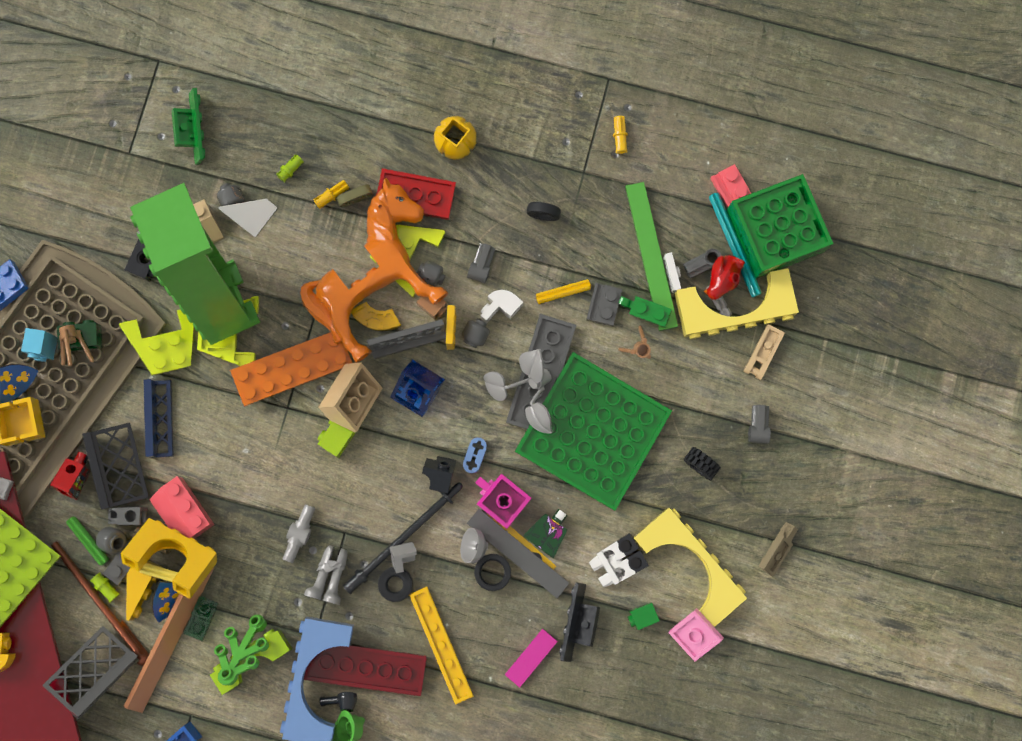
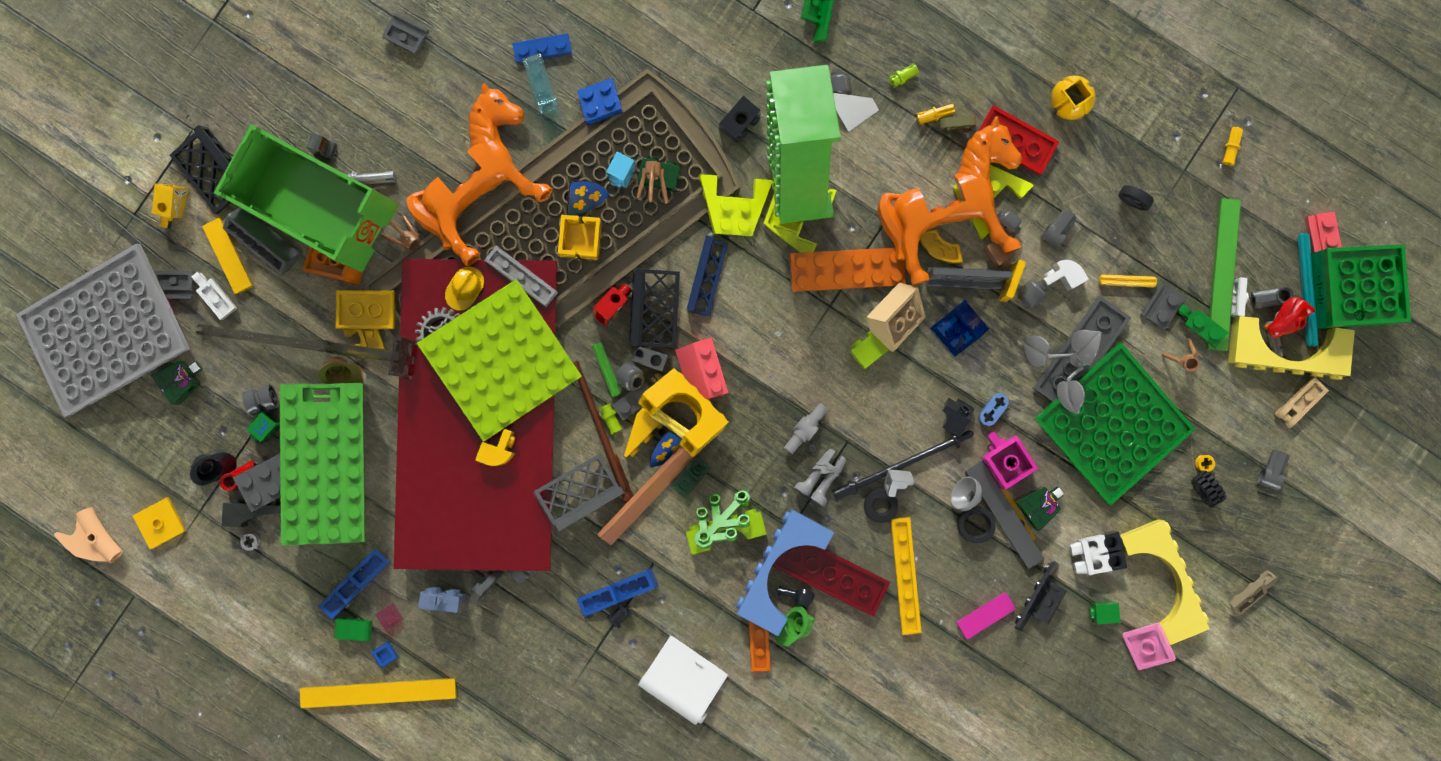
camera: 20 degrees right, 5 degrees up
(687, 437) = (1199, 459): none -> yellow bush

